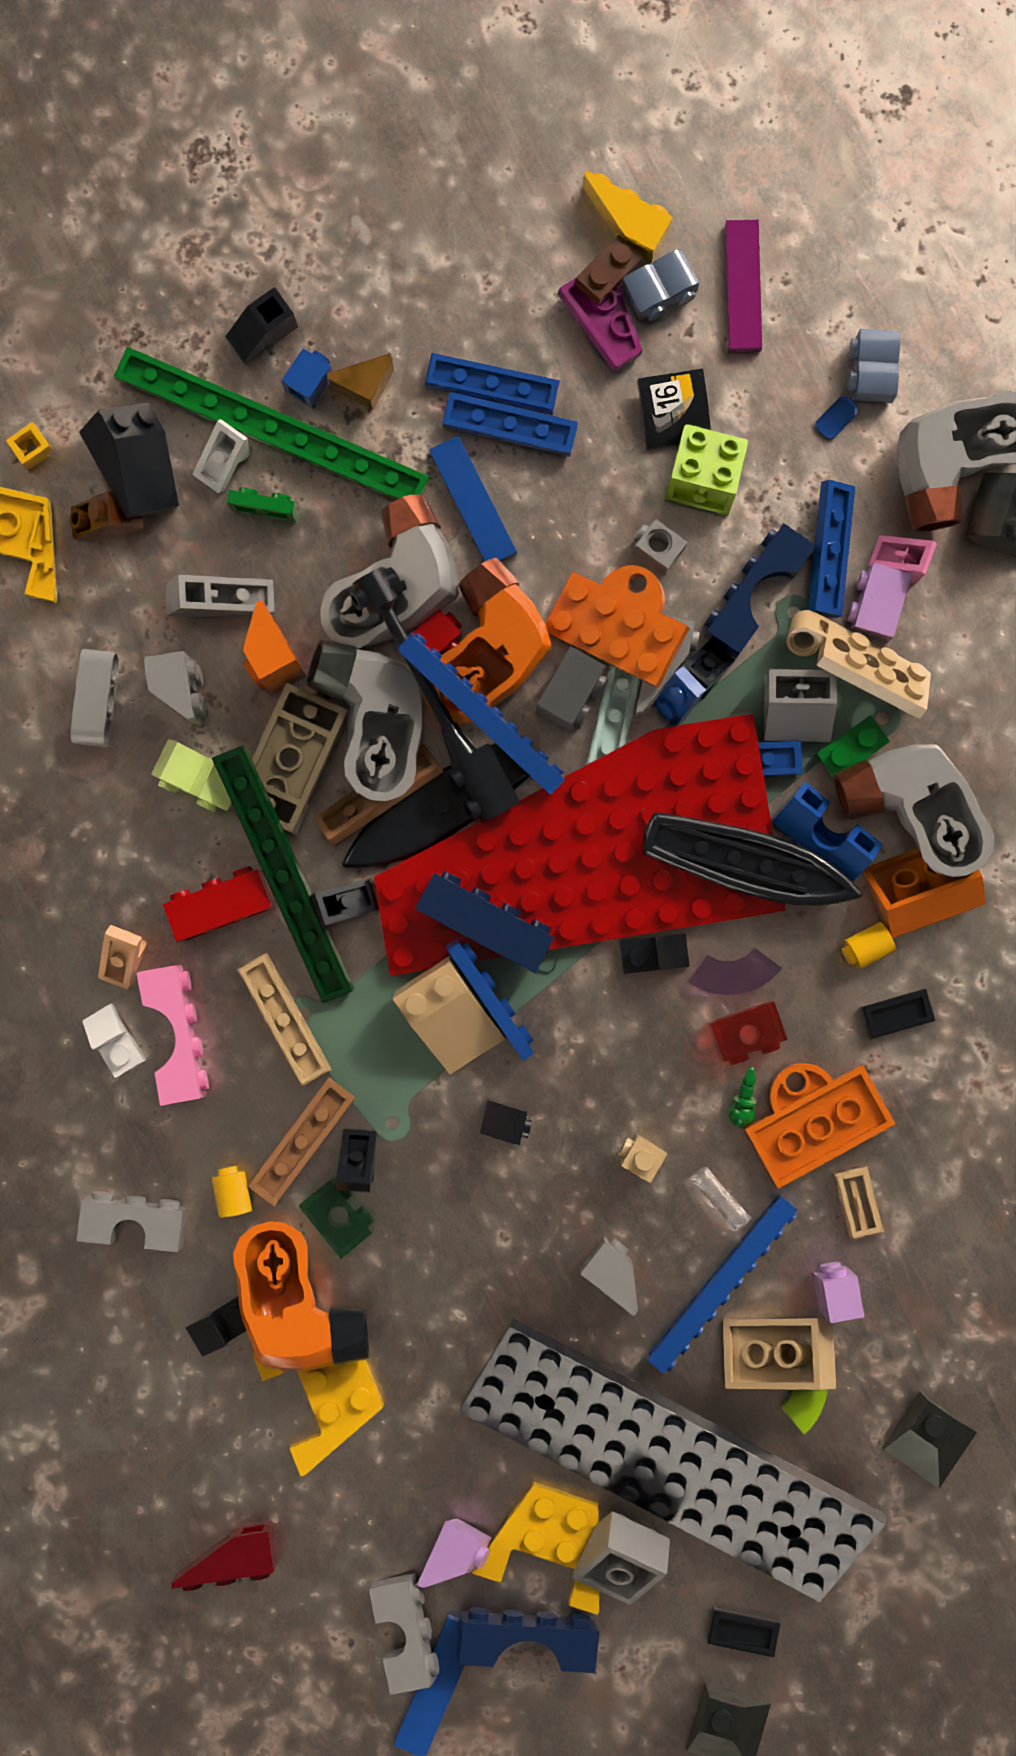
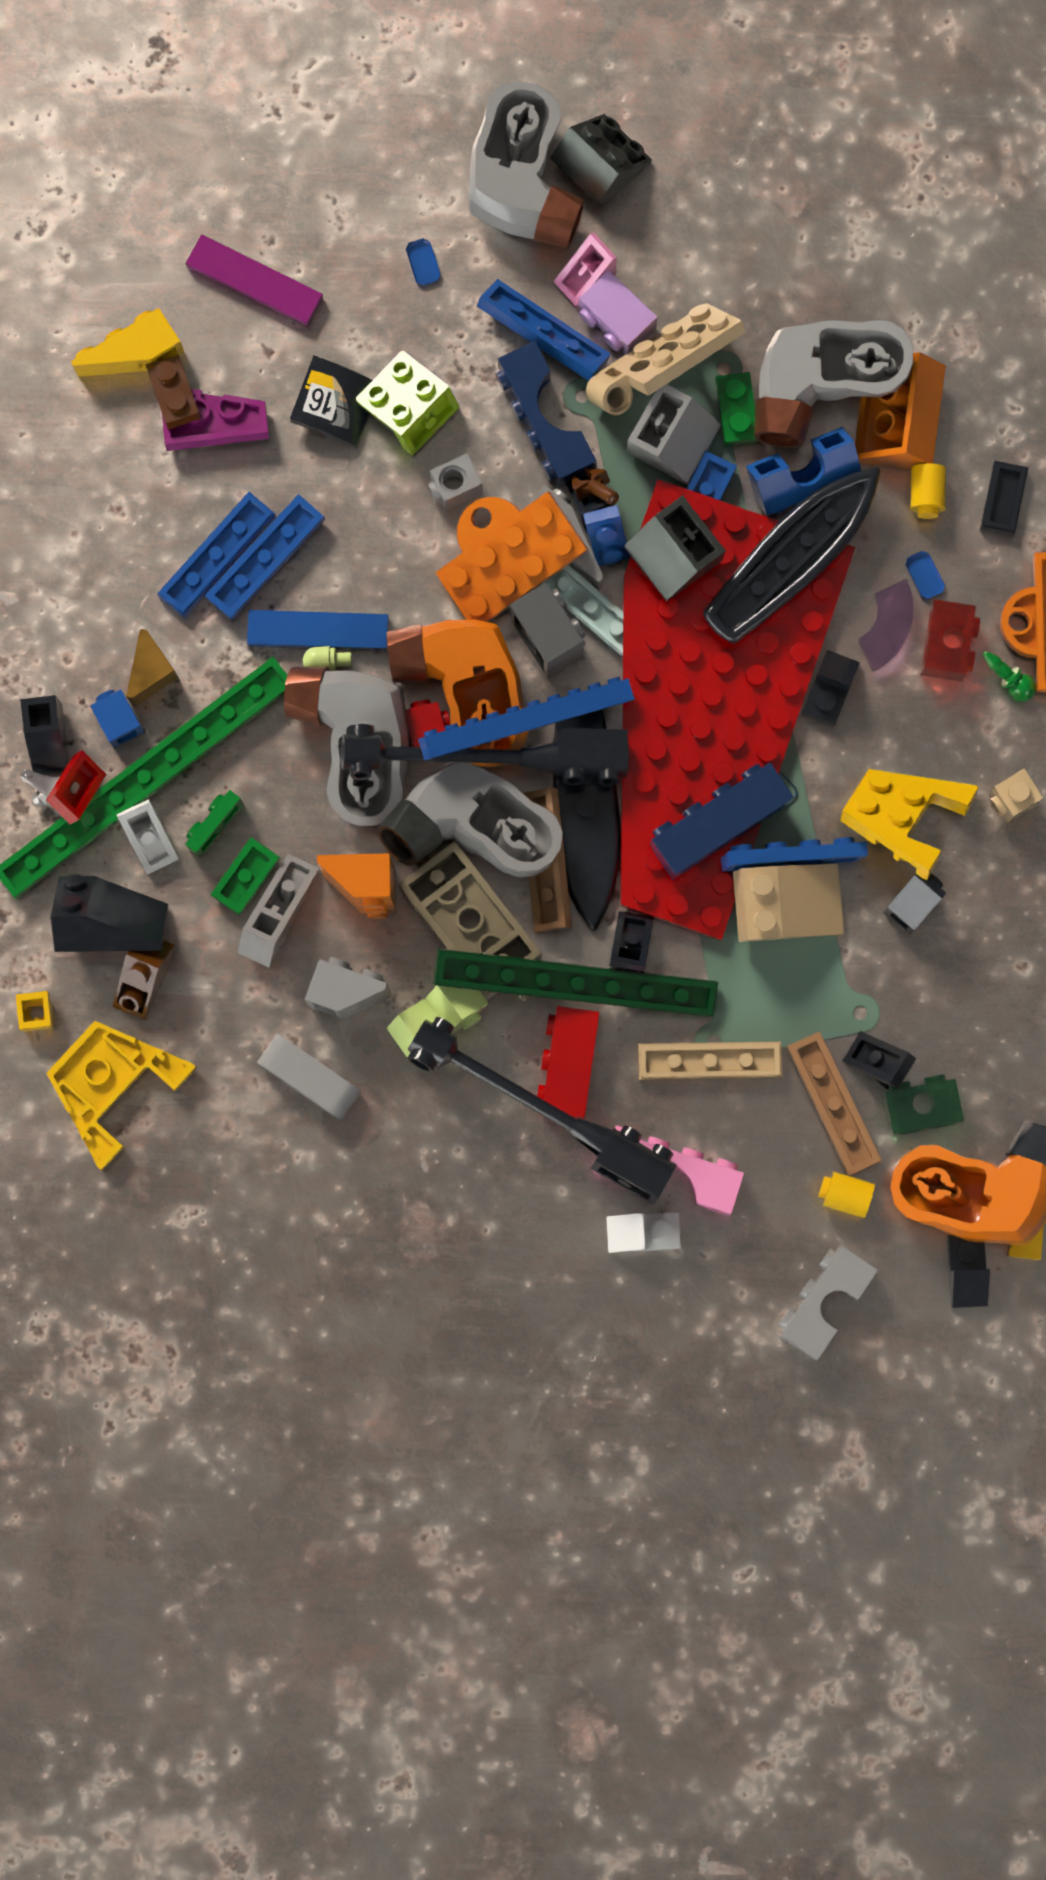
camera: 55 degrees left, 5 degrees down
(120, 957) = (569, 1181): light nougat slope -> none
(157, 986) = (617, 1152): none -> black bar
(224, 373) = (70, 791): none -> red piece
(233, 555) = (245, 876): none -> green plate
(451, 522) = (326, 657): none -> yellowish green cylinder
(575, 1057) = (891, 805): none -> yellow wing
(660, 285) = (212, 353): sand blue brick -> none
(695, 759) = (675, 548): none -> pearl dark grey slope
(715, 664) = (595, 485): none -> reddish brown bar
(795, 981) = (925, 574): none -> blue piece
(875, 365) = (396, 202): sand blue brick -> none

